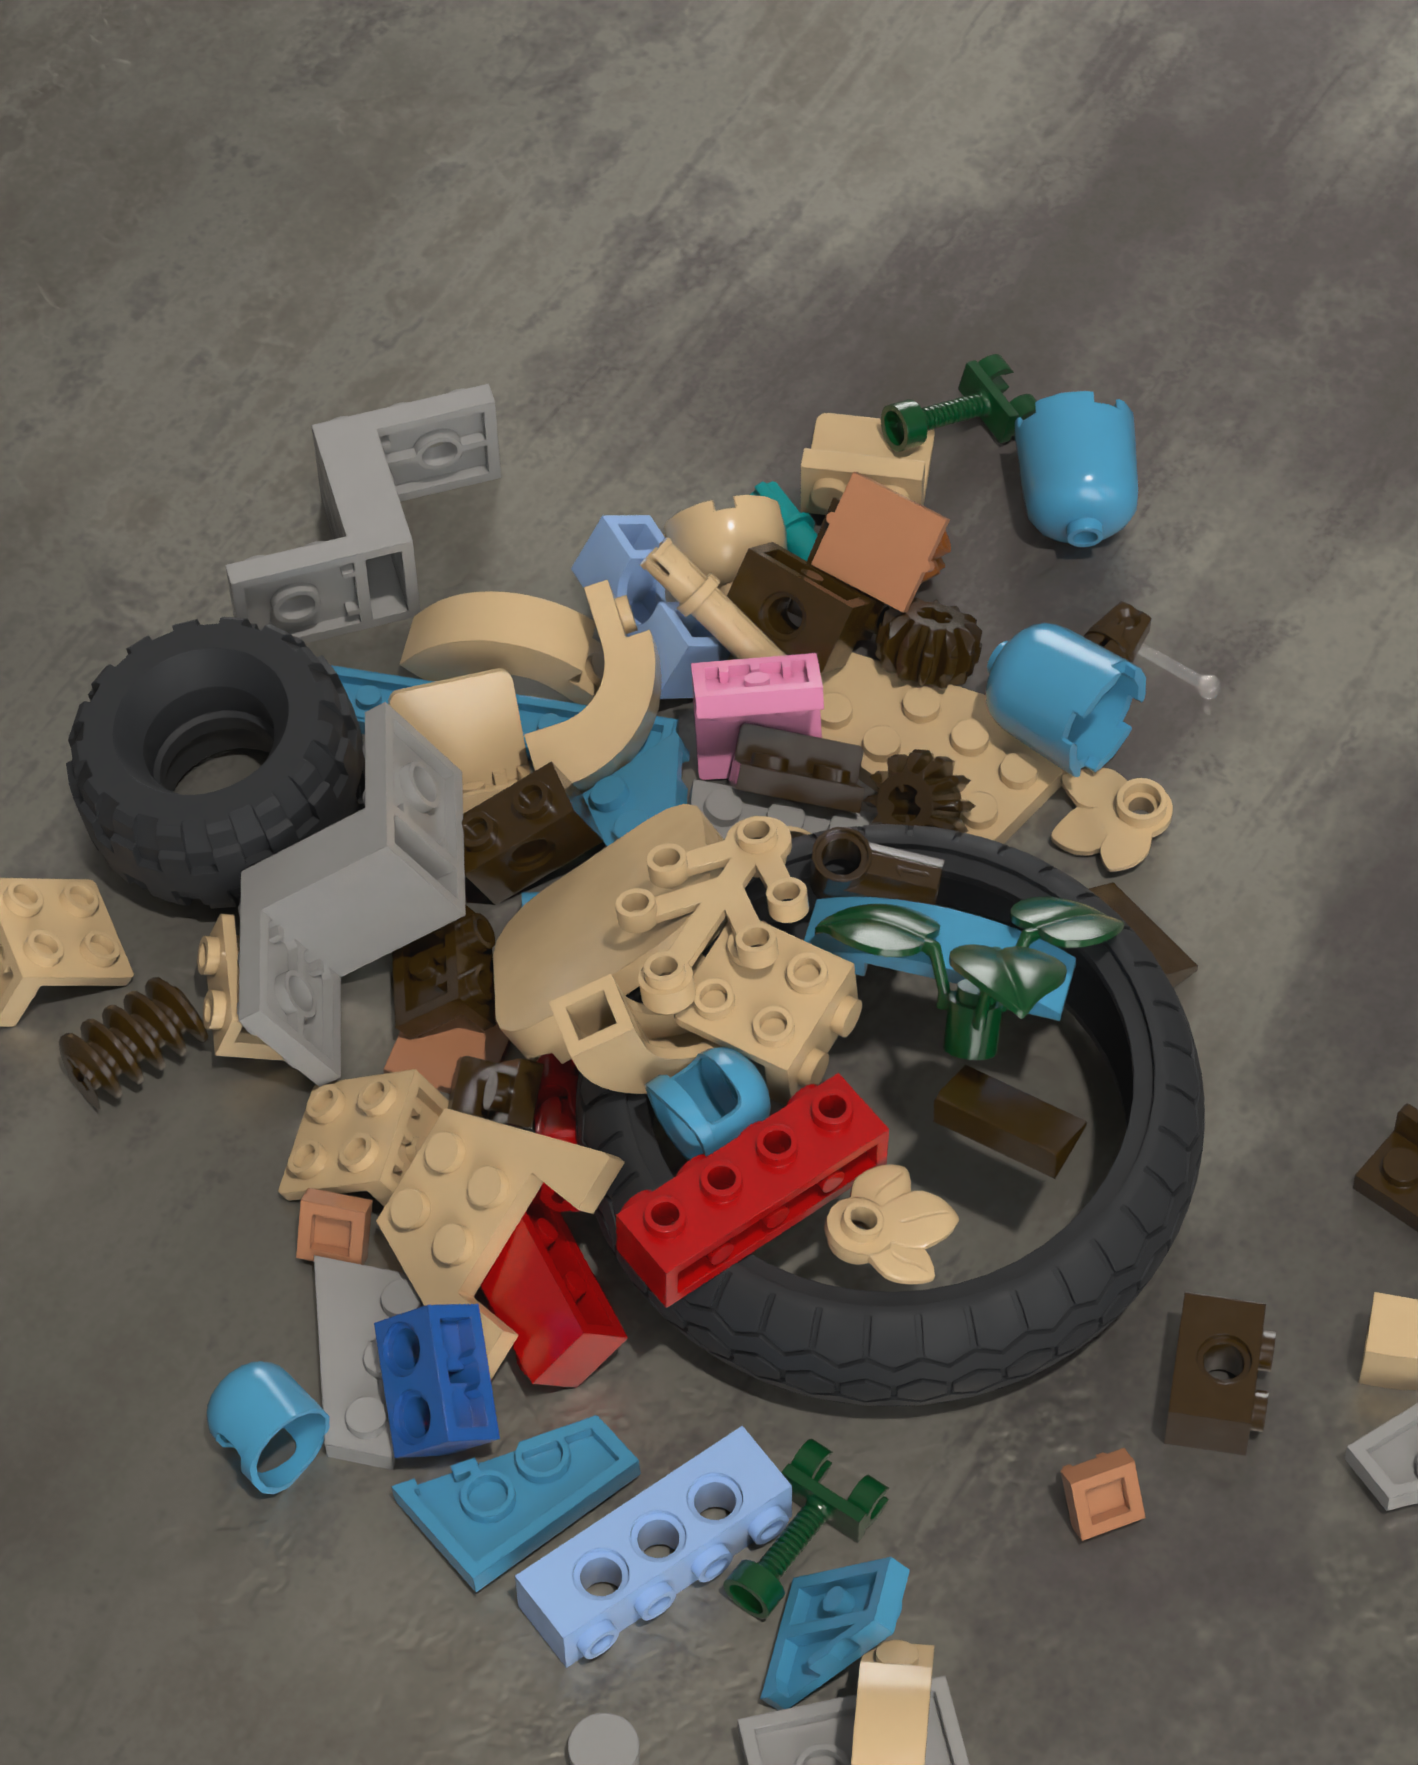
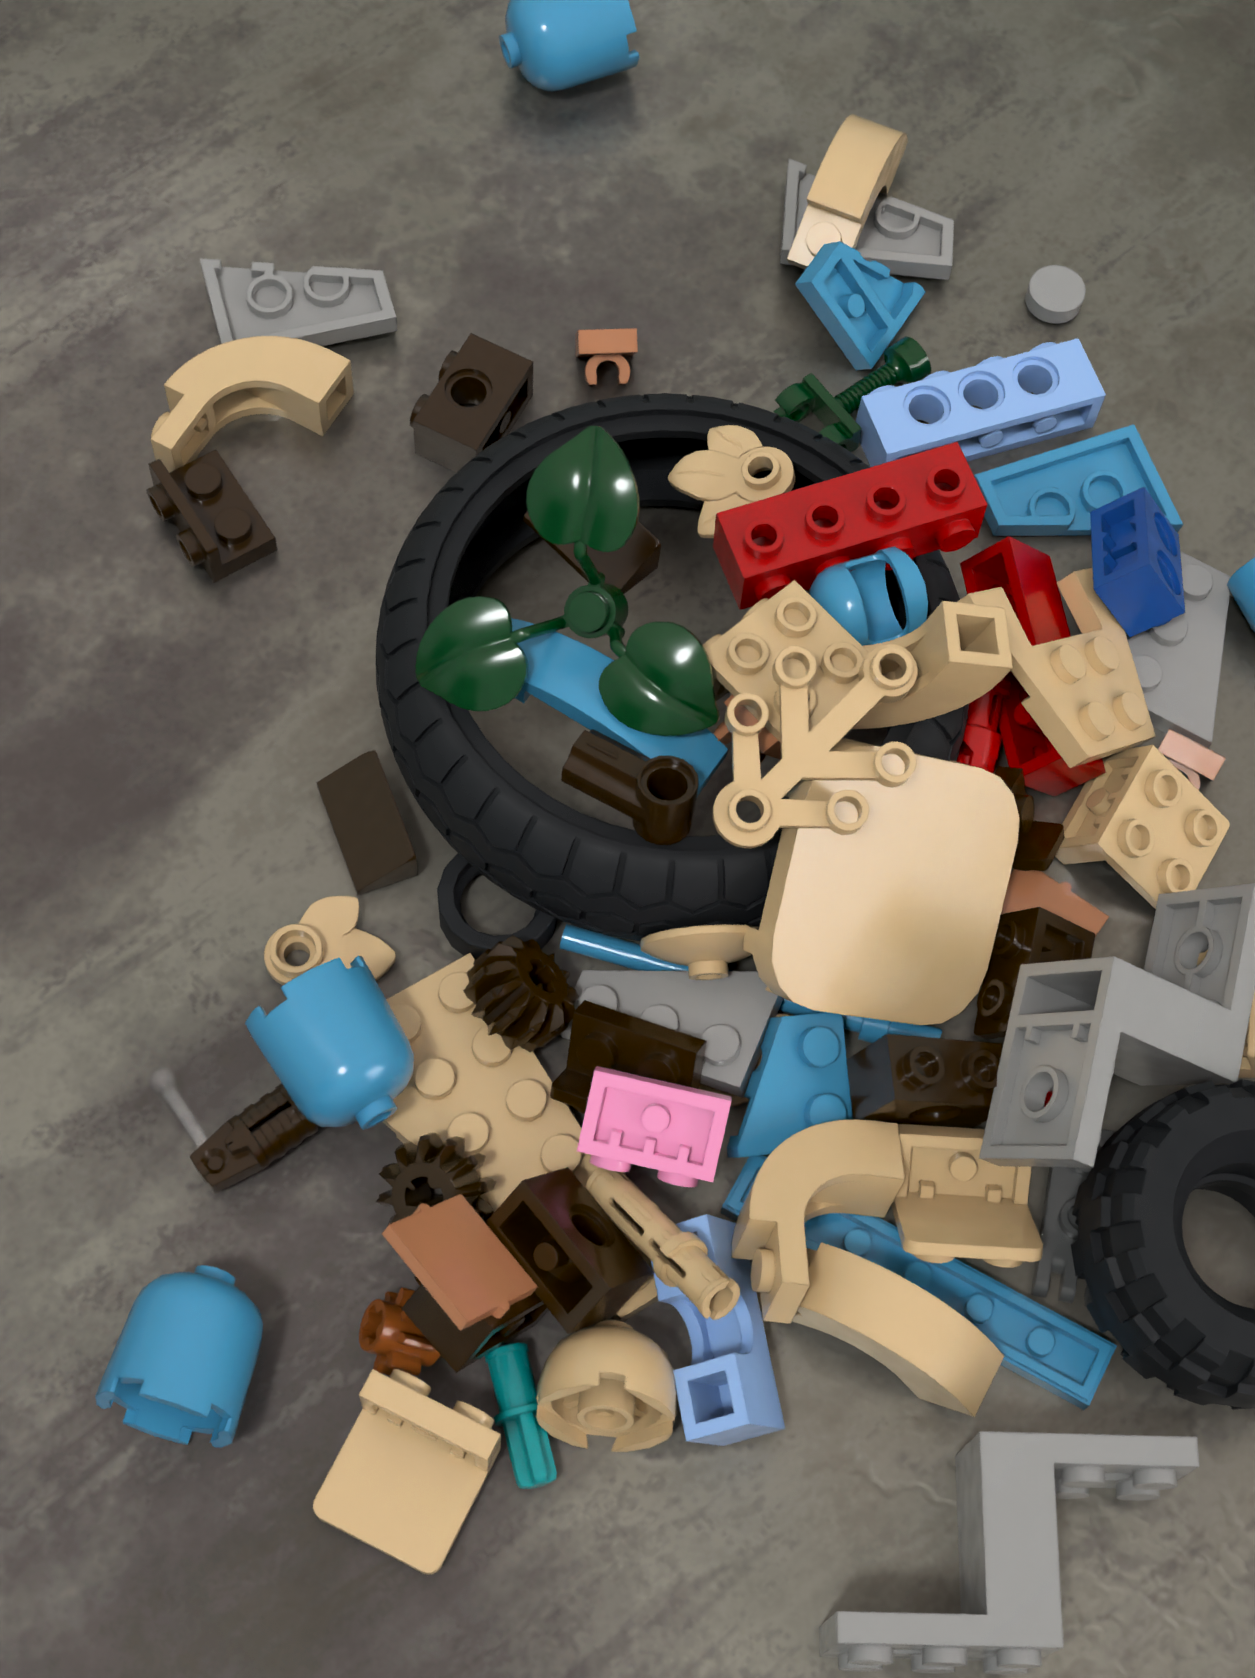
camera: 170 degrees left, 10 degrees up
(907, 424) = (346, 1496): dark green bar -> none

